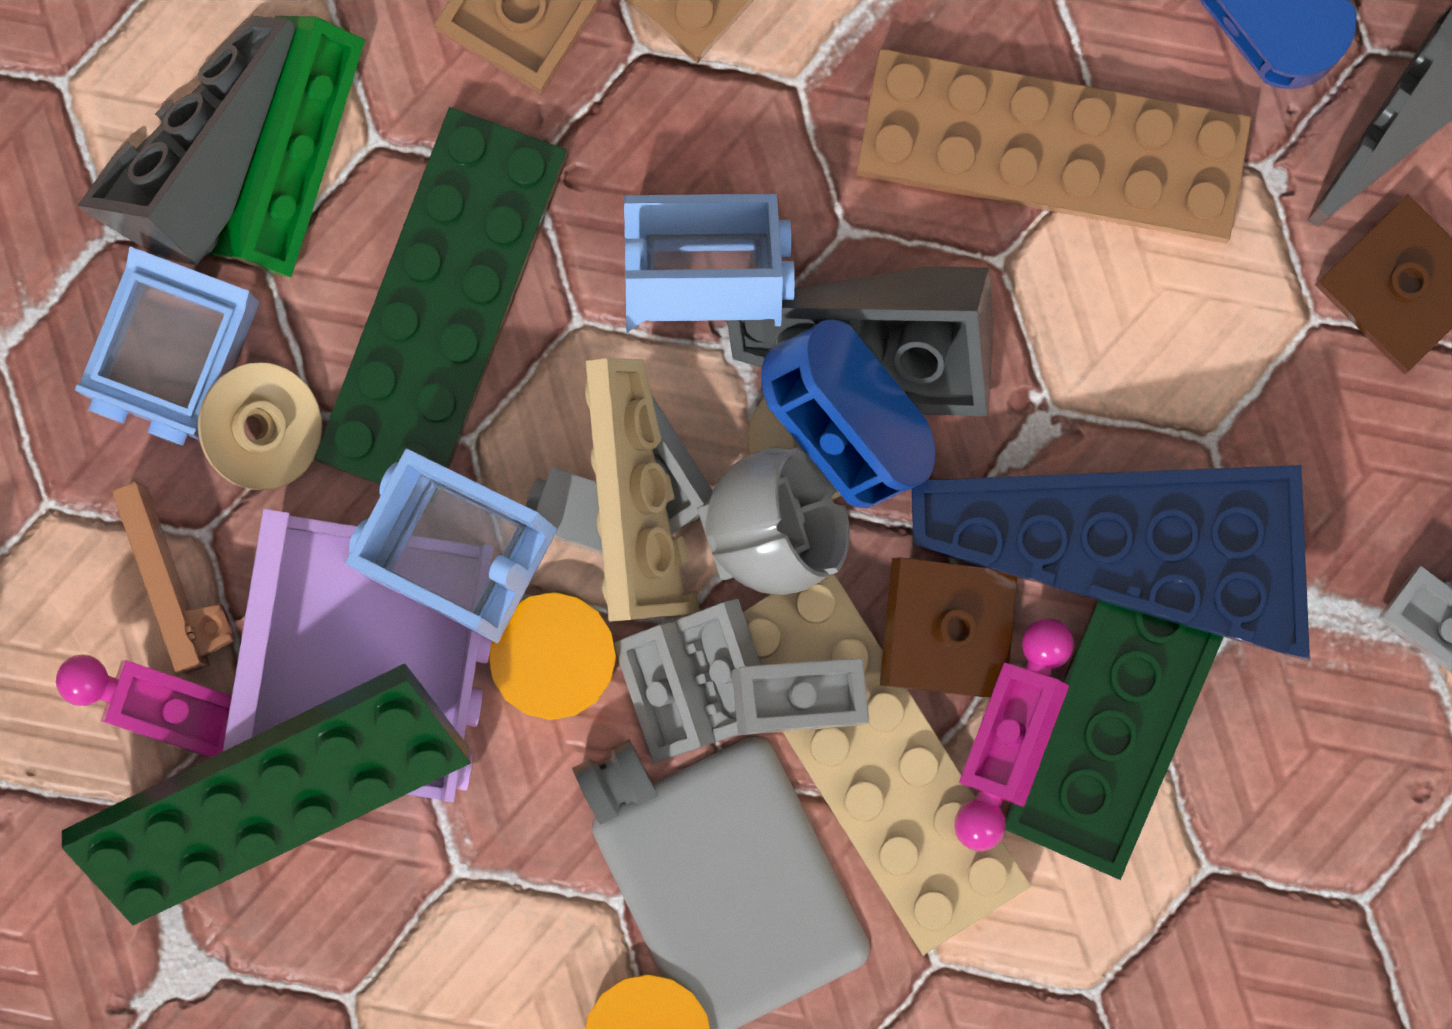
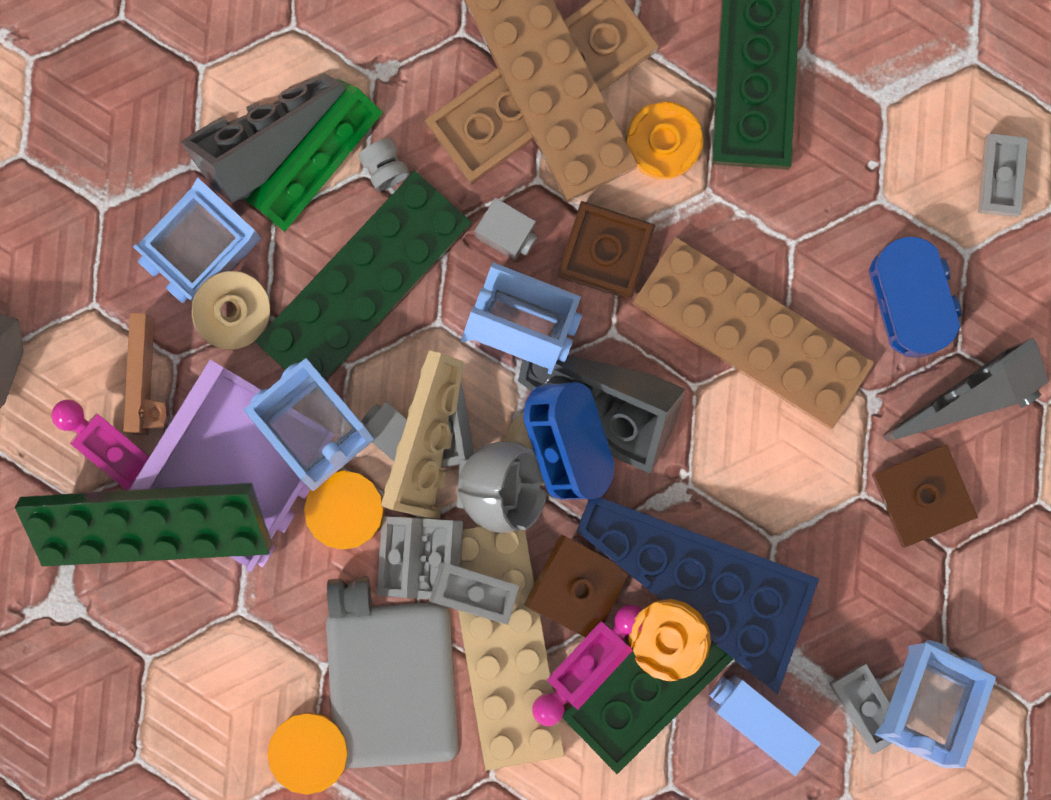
camera: 20 degrees right, 0 degrees up
(400, 116) = (384, 164): none -> light grey wheel
(625, 140) = (506, 230): none -> light grey brick
(785, 111) = (606, 250): none -> reddish brown plate
(1121, 646) = (671, 640): none -> light orange tile
(1304, 713) = (762, 723): none -> light blue brick

